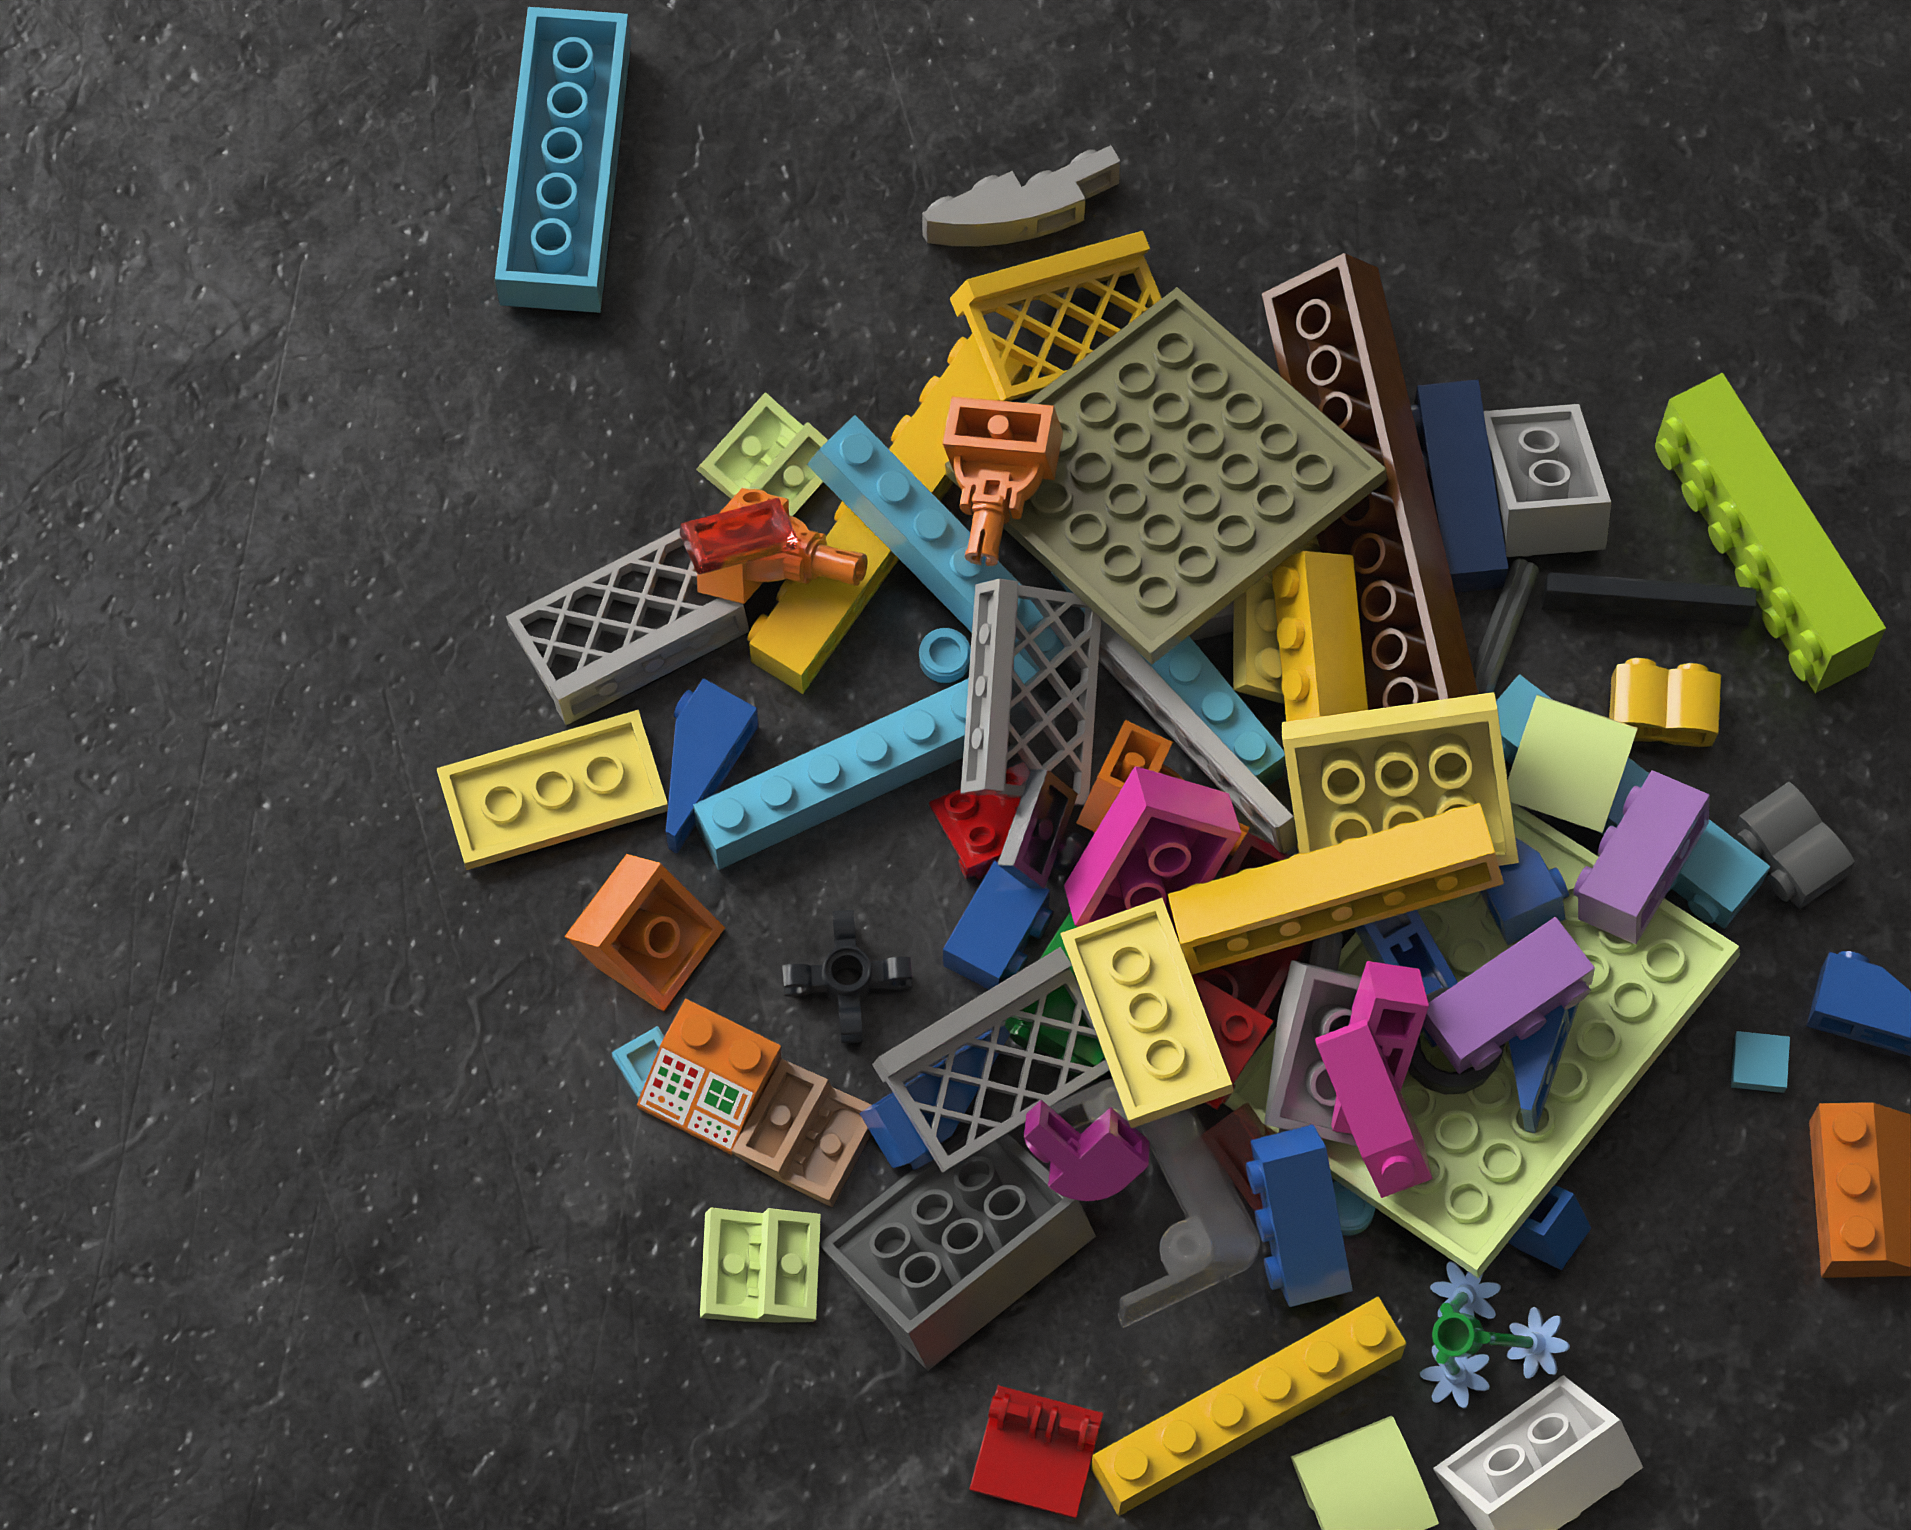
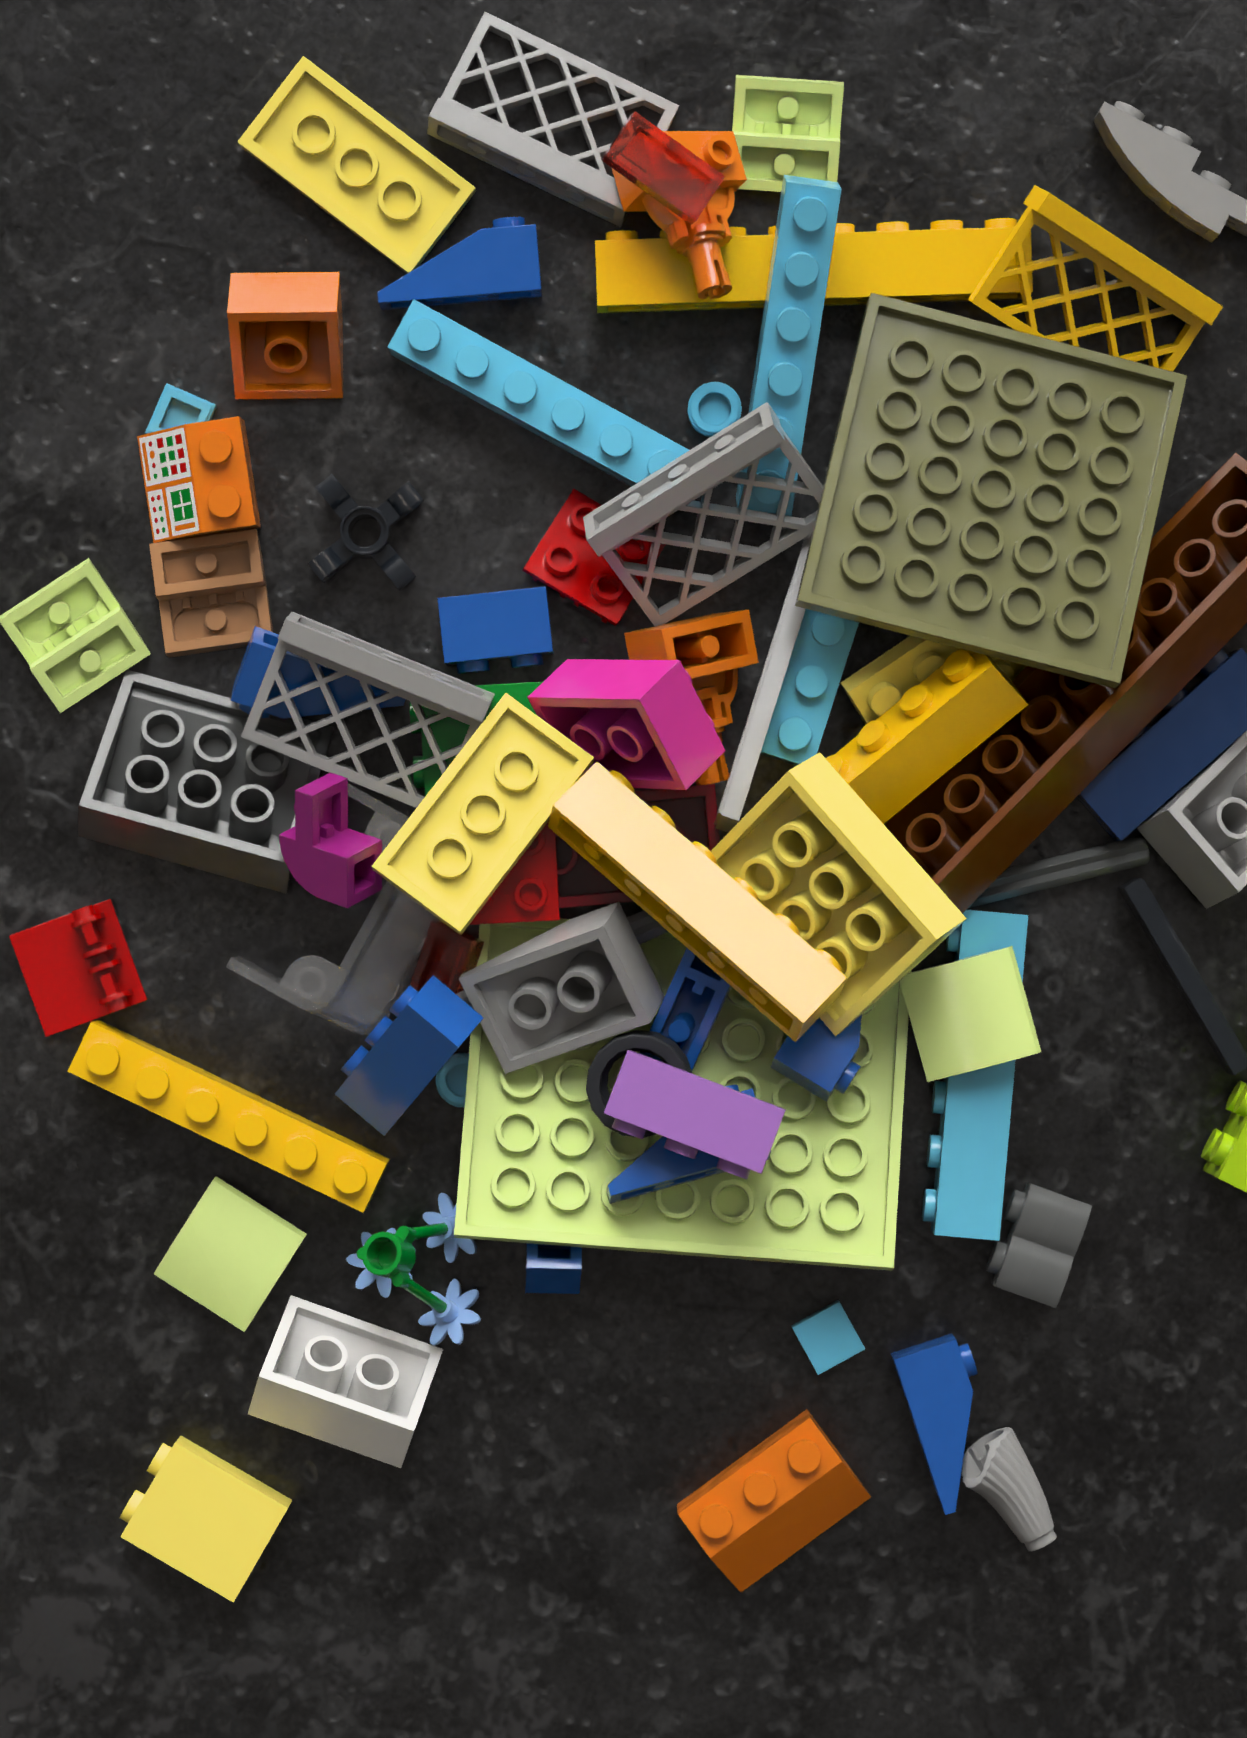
camera: 60 degrees right, 20 degrees up
(999, 463) = (887, 346): orange brick -> none
(1038, 832) = (592, 612): black plate -> none
(1374, 1108) = (519, 1067): dark pink slope -> none
(1395, 1008) = (581, 1032): dark pink slope -> none
(1641, 856) = (920, 1133): medium lavender brick -> none
(1667, 704) = (1095, 1051): yellow brick -> none

